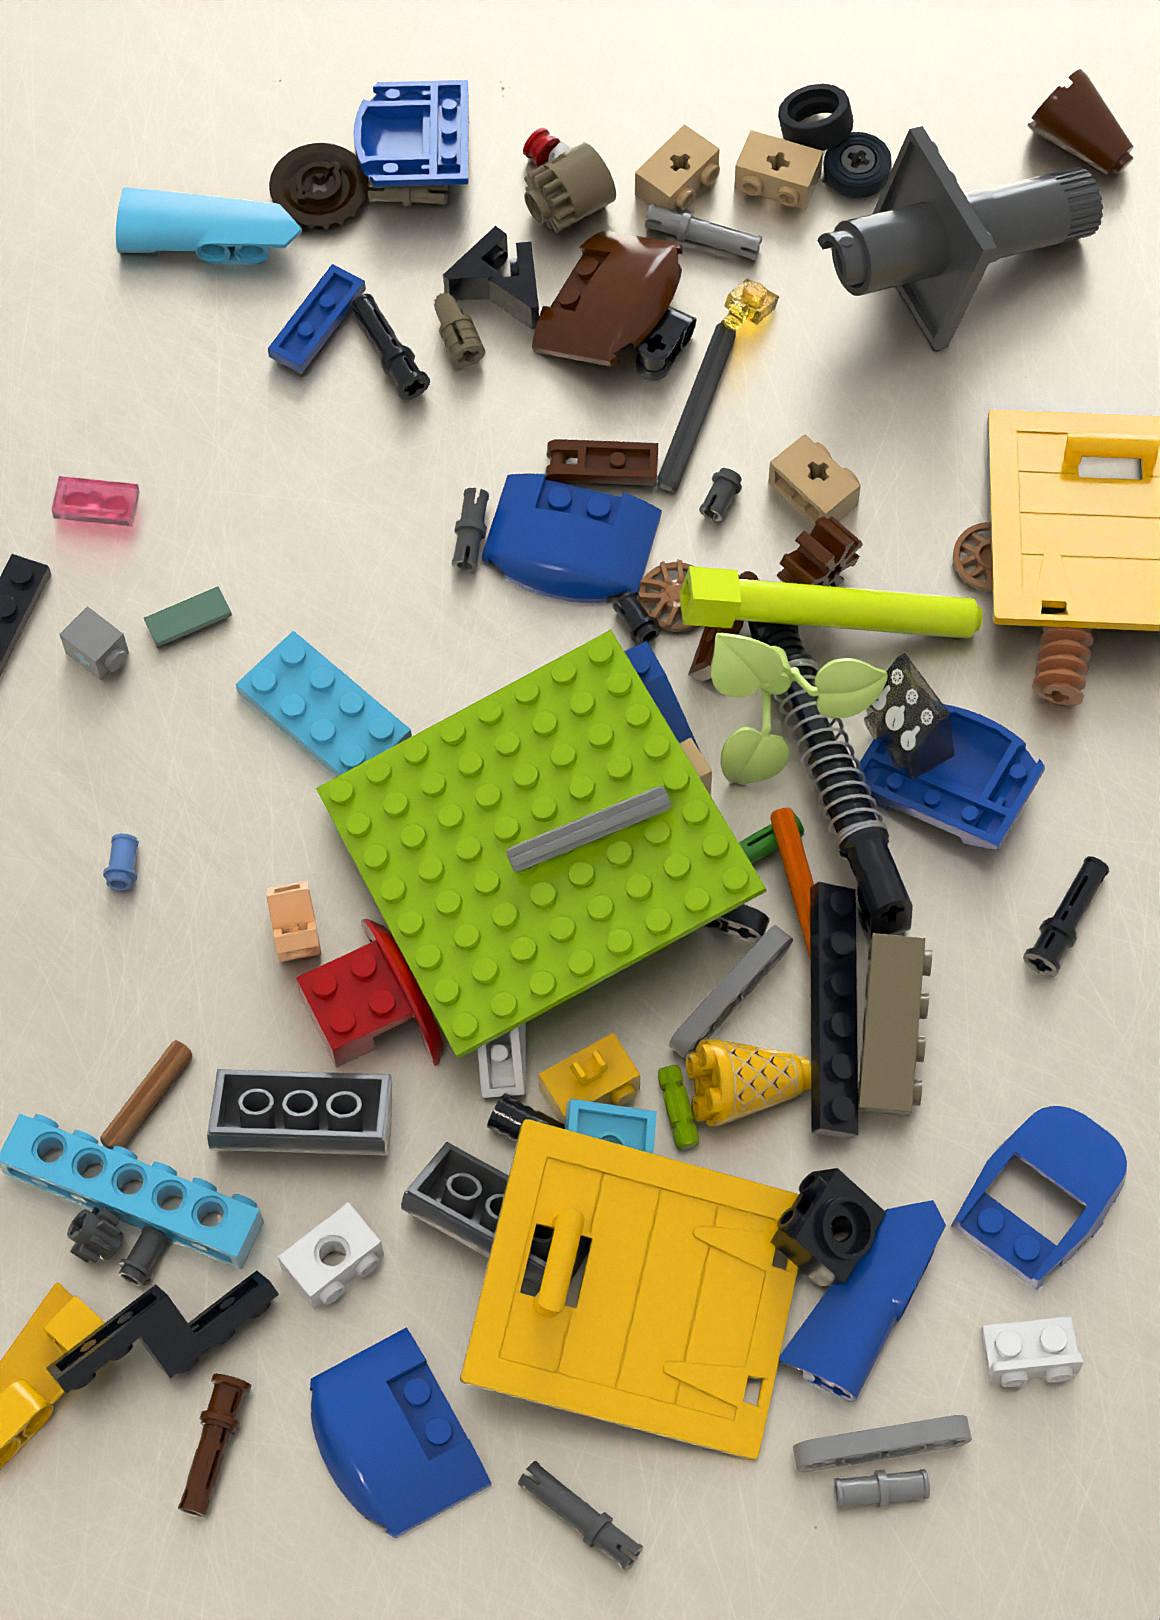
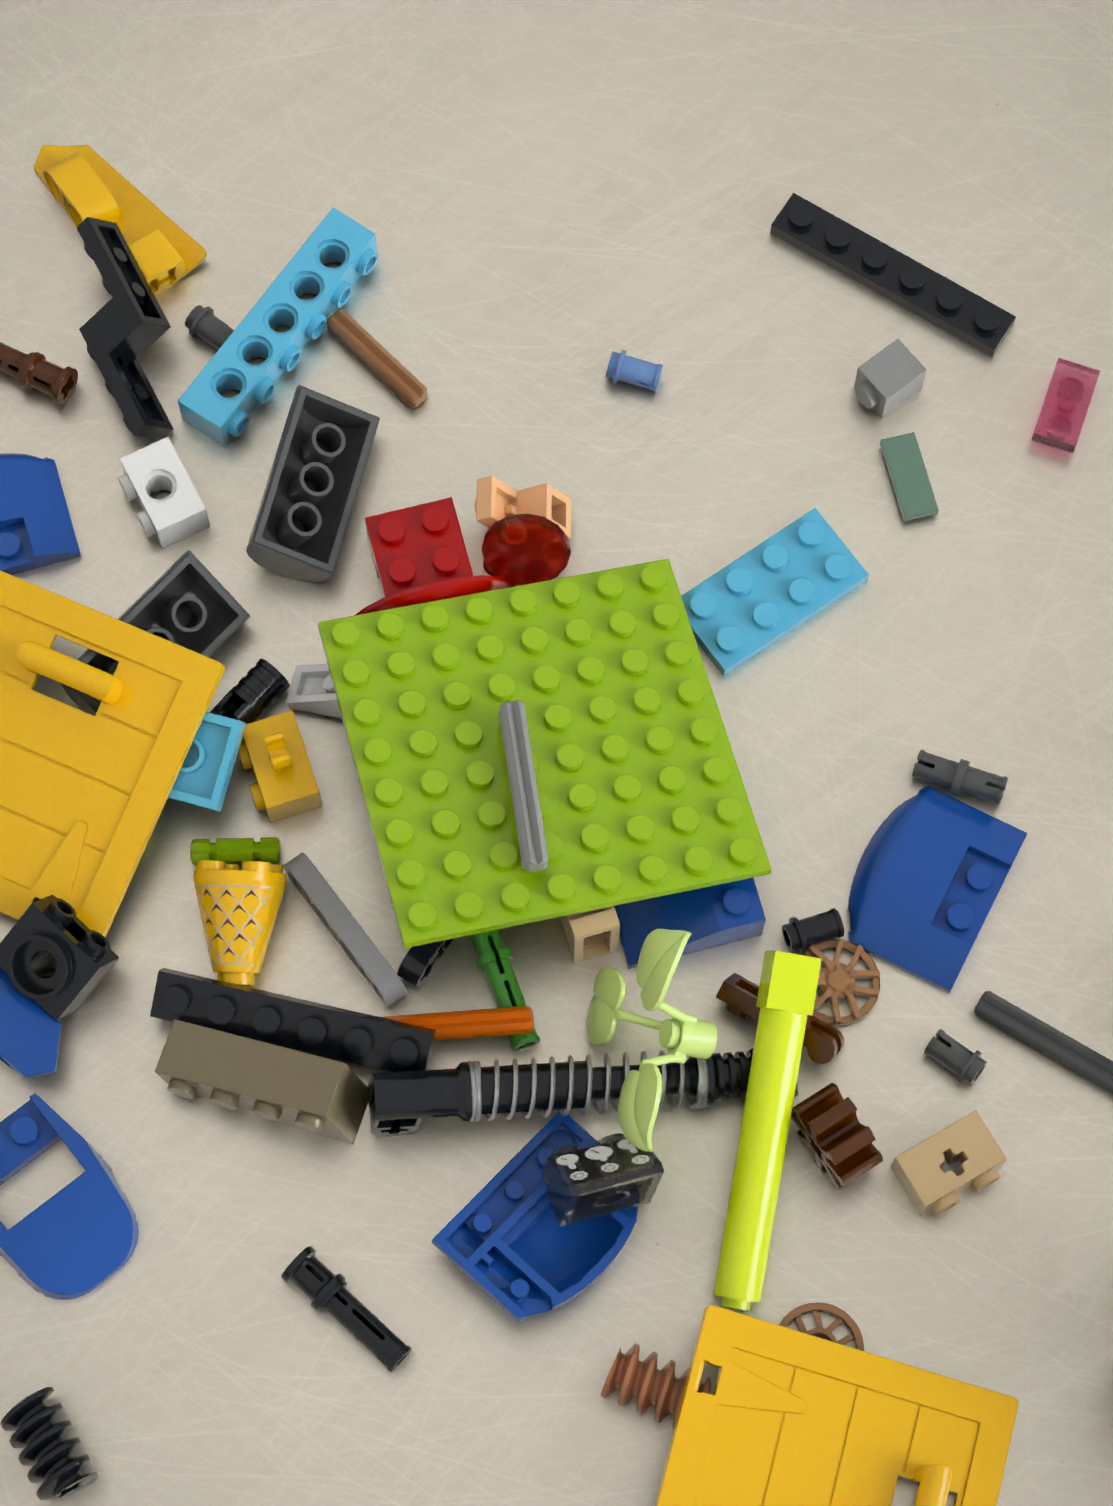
camera: 100 degrees right, 5 degrees up
(95, 1235) = (239, 287): dark grey gear -> none
(333, 908) = (525, 549): none -> clear red dish
(602, 462) = (1020, 938): reddish brown plate -> none

